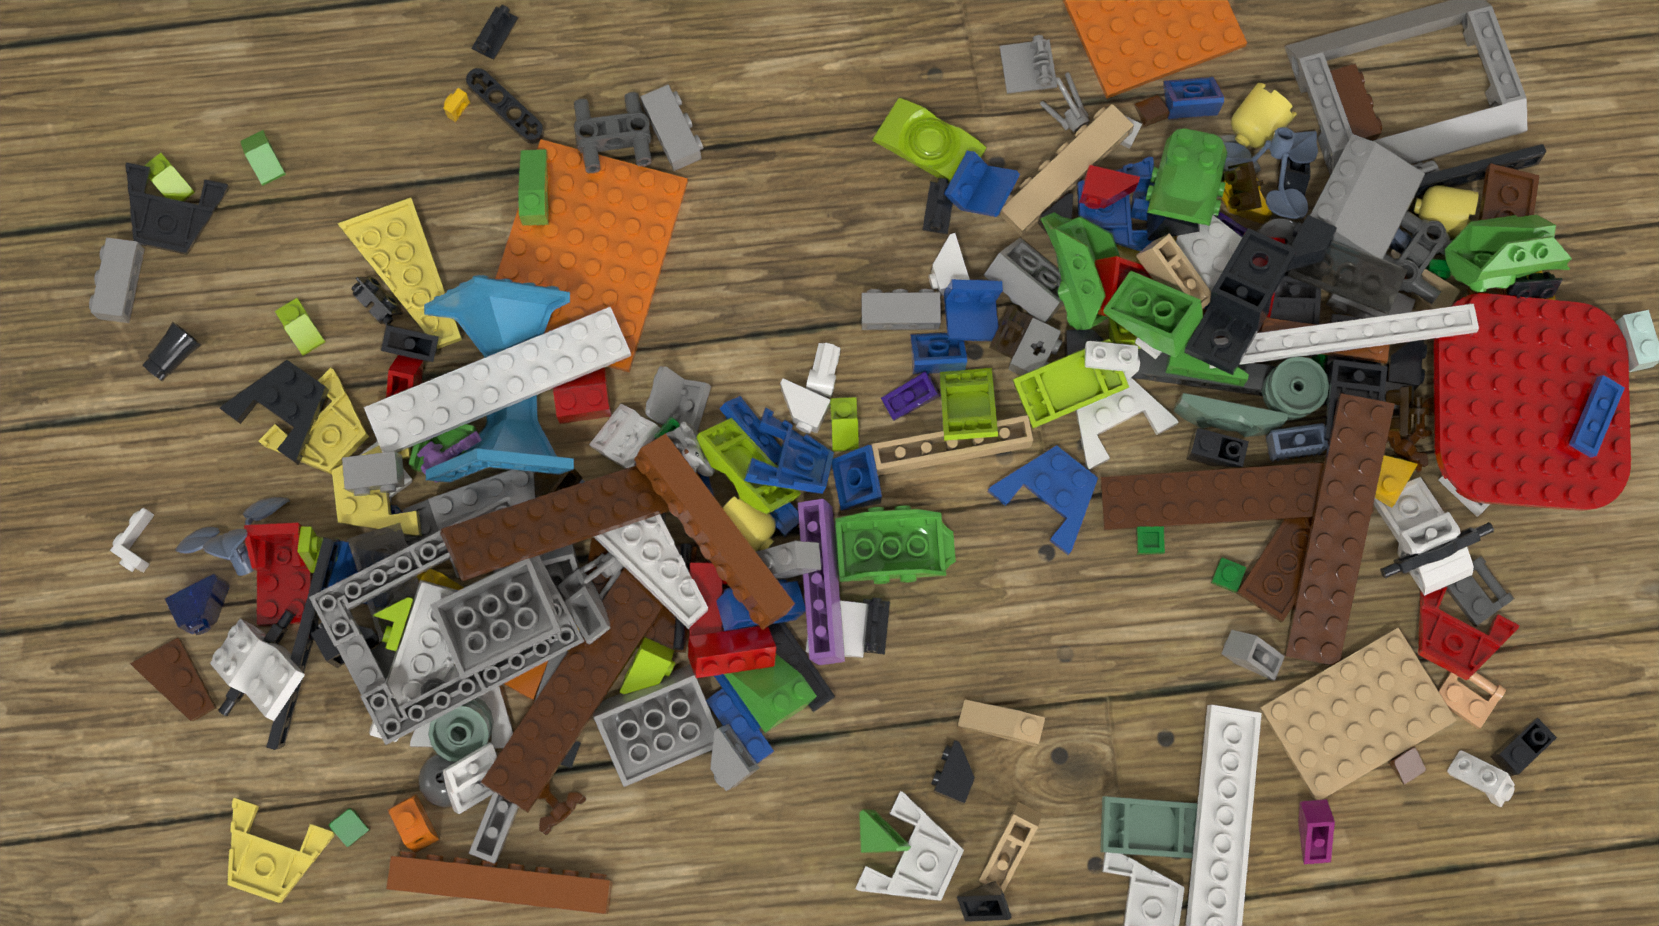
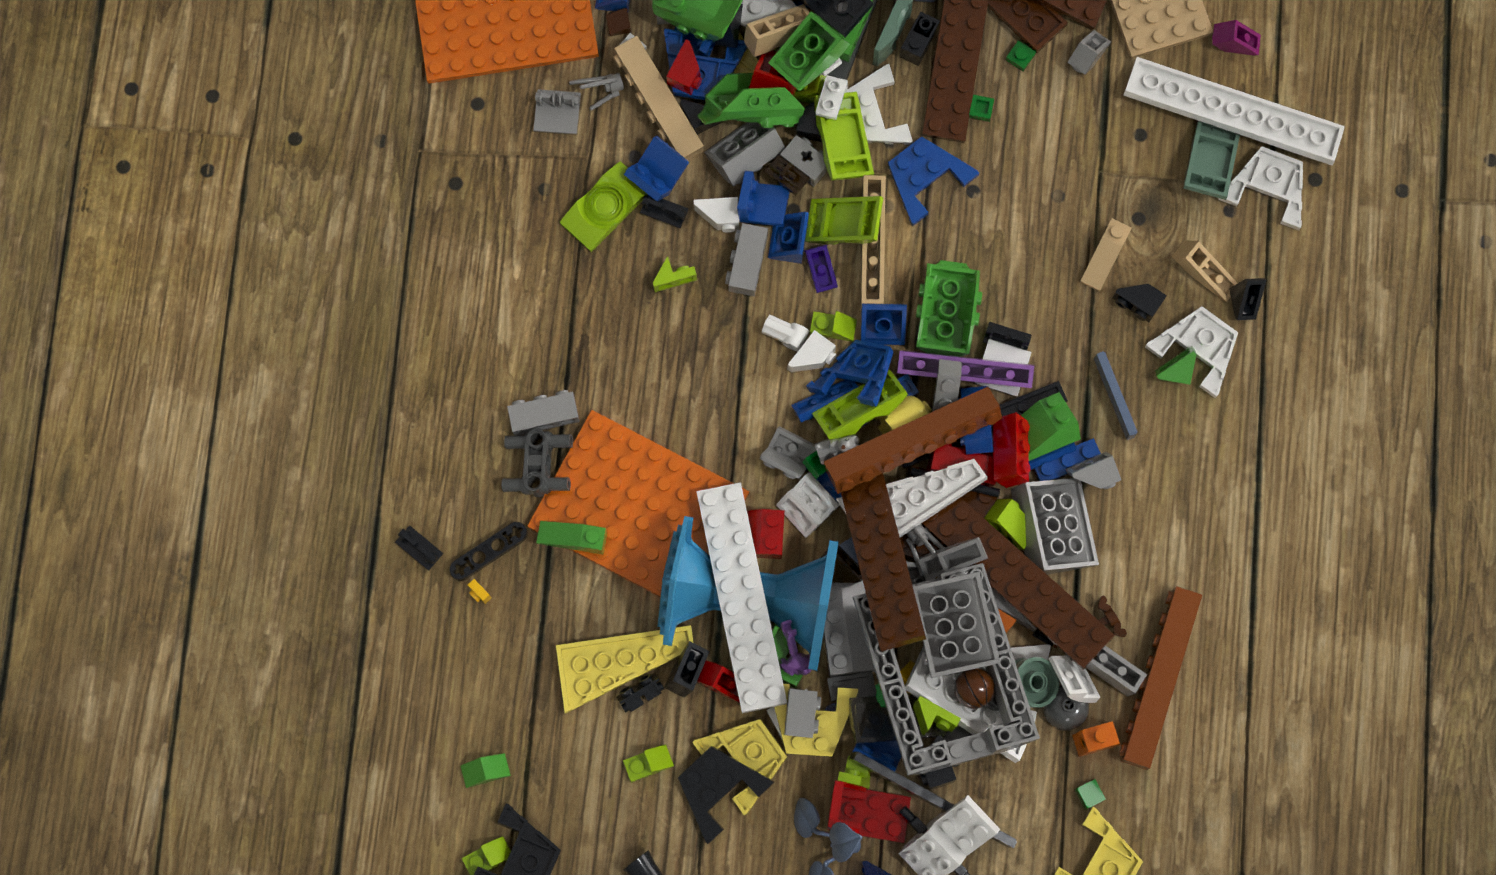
camera: 75 degrees left, 0 degrees up
(433, 661) = (974, 688): none -> reddish brown piece
(830, 766) = (1115, 395): none -> sand blue tile
(859, 226) = (667, 278): none -> lime slope

